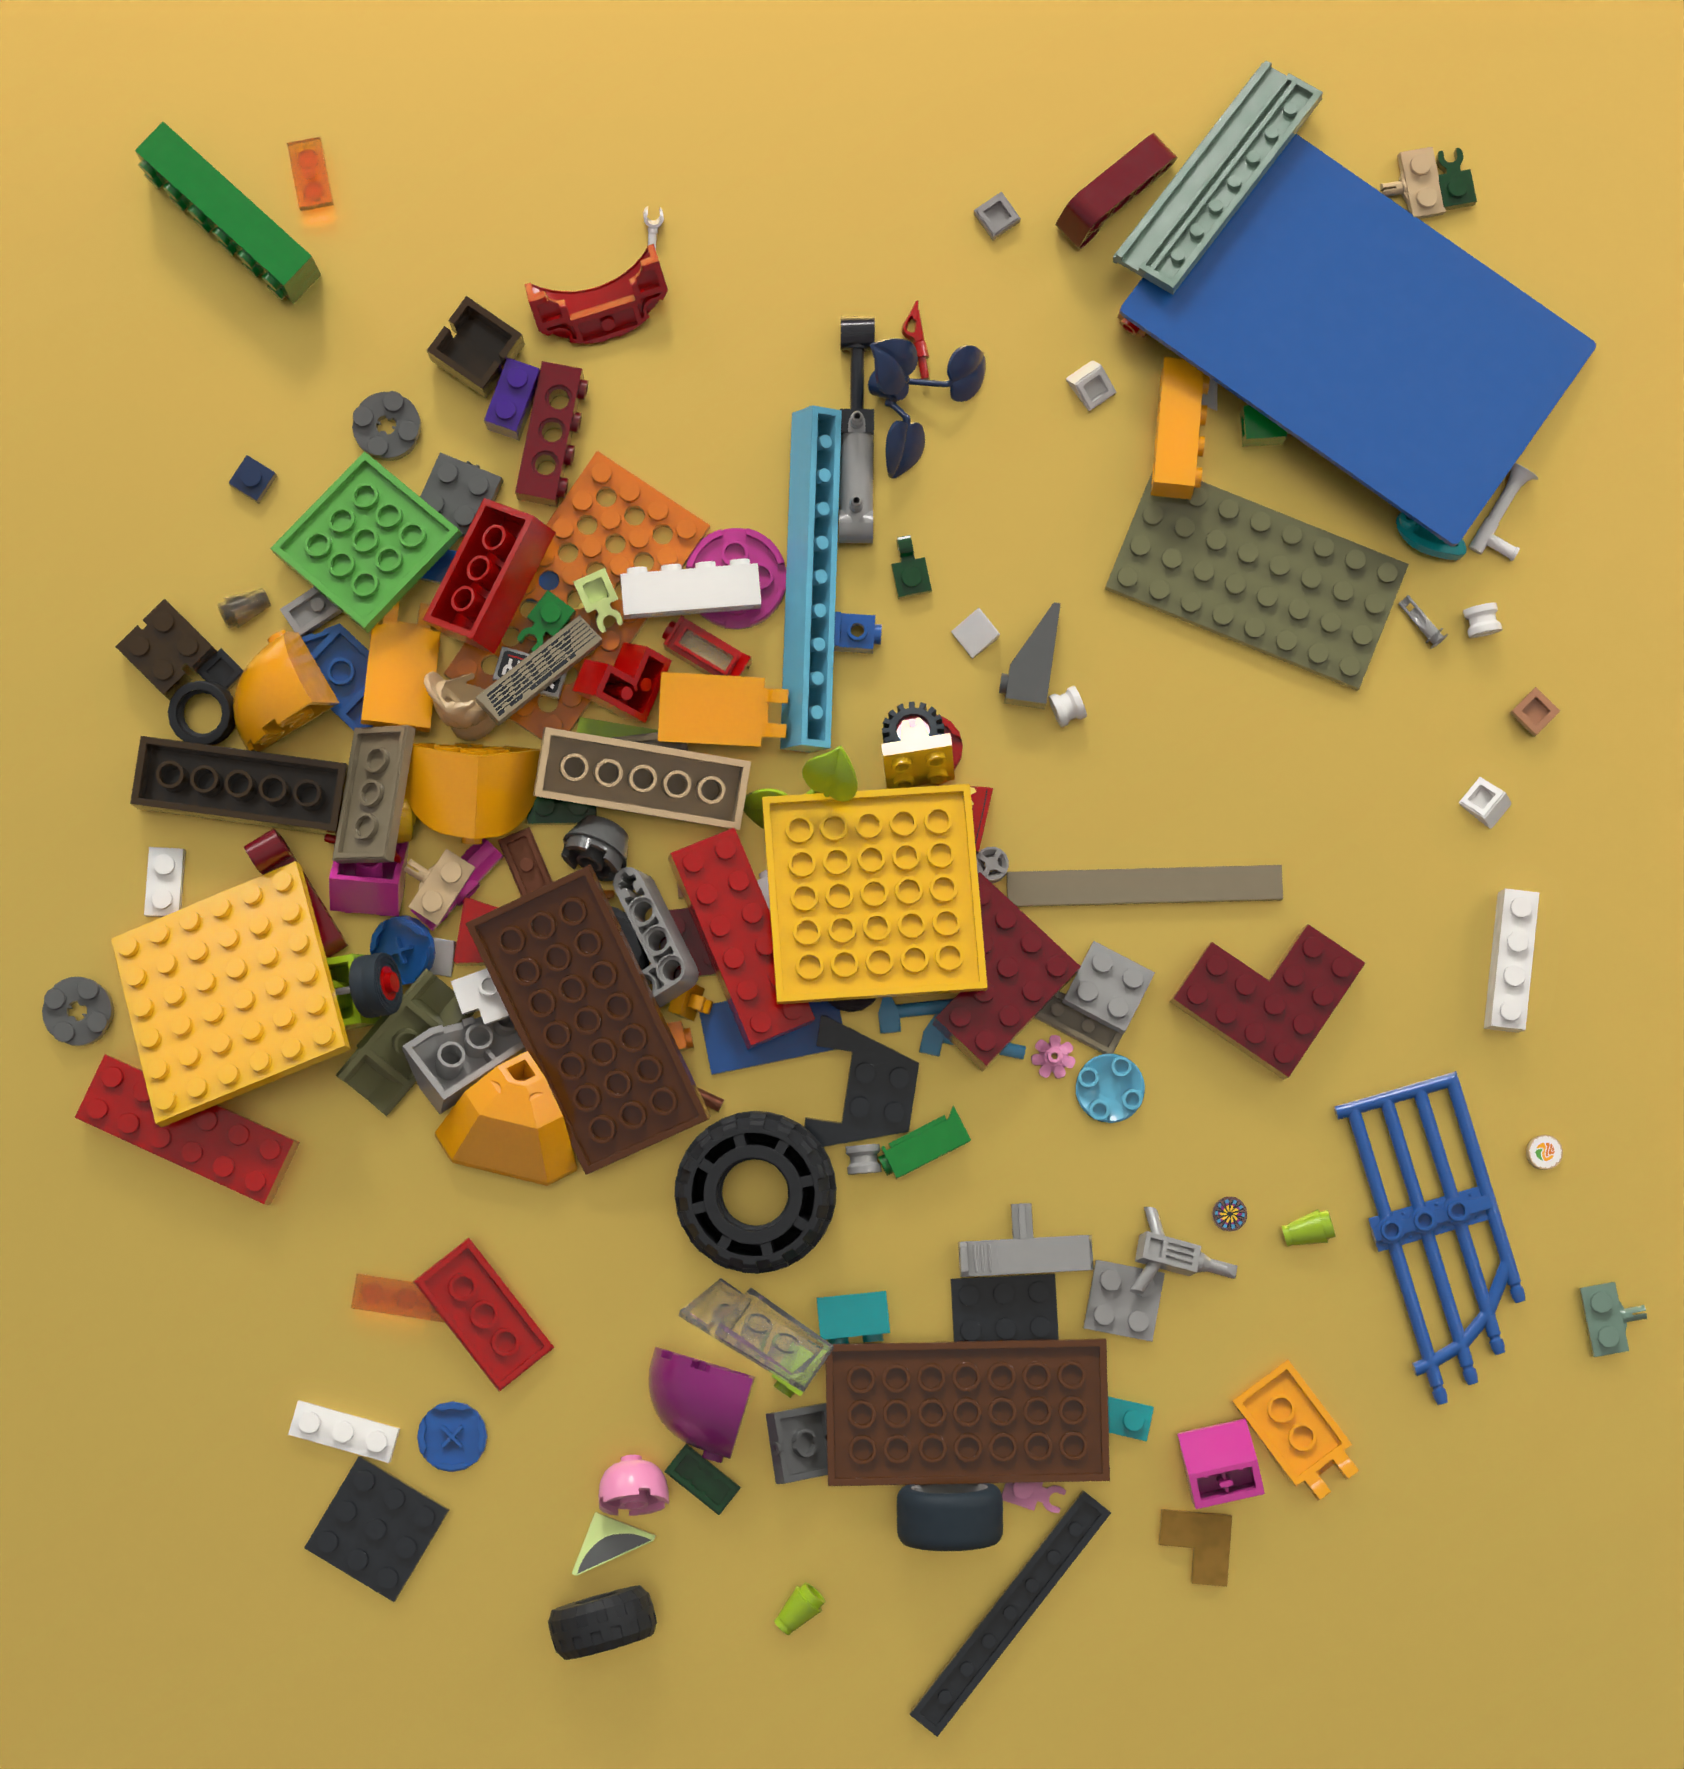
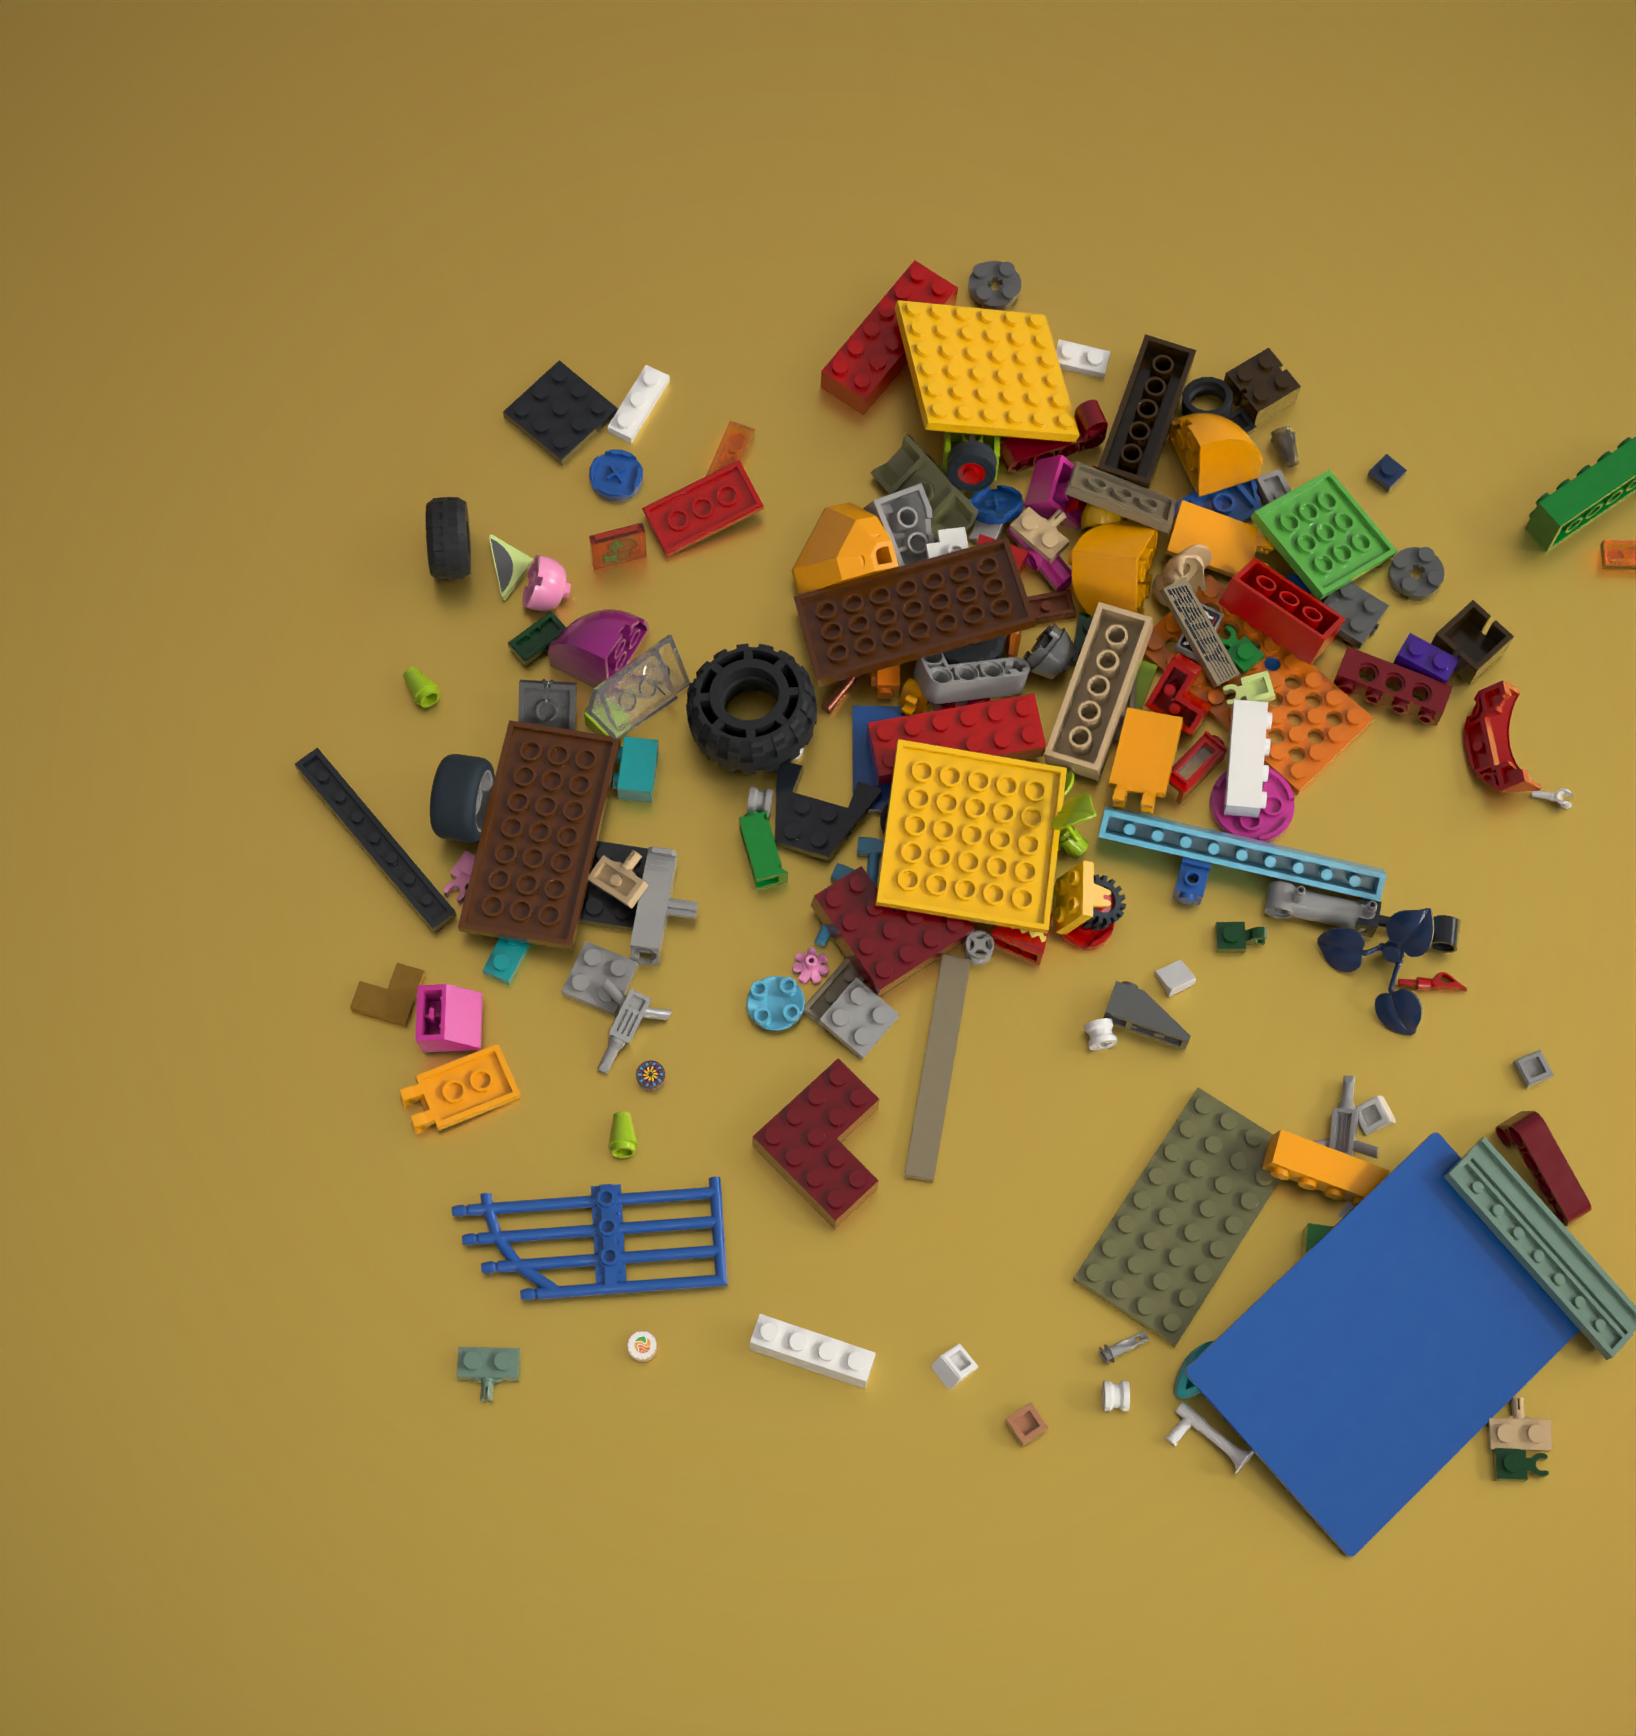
camera: 100 degrees right, 15 degrees down
(564, 1407) = (618, 546): none -> clear red tile
(1010, 1302) = (619, 879): none -> tan plate
(1118, 416) = (1345, 1125): none -> light grey piece

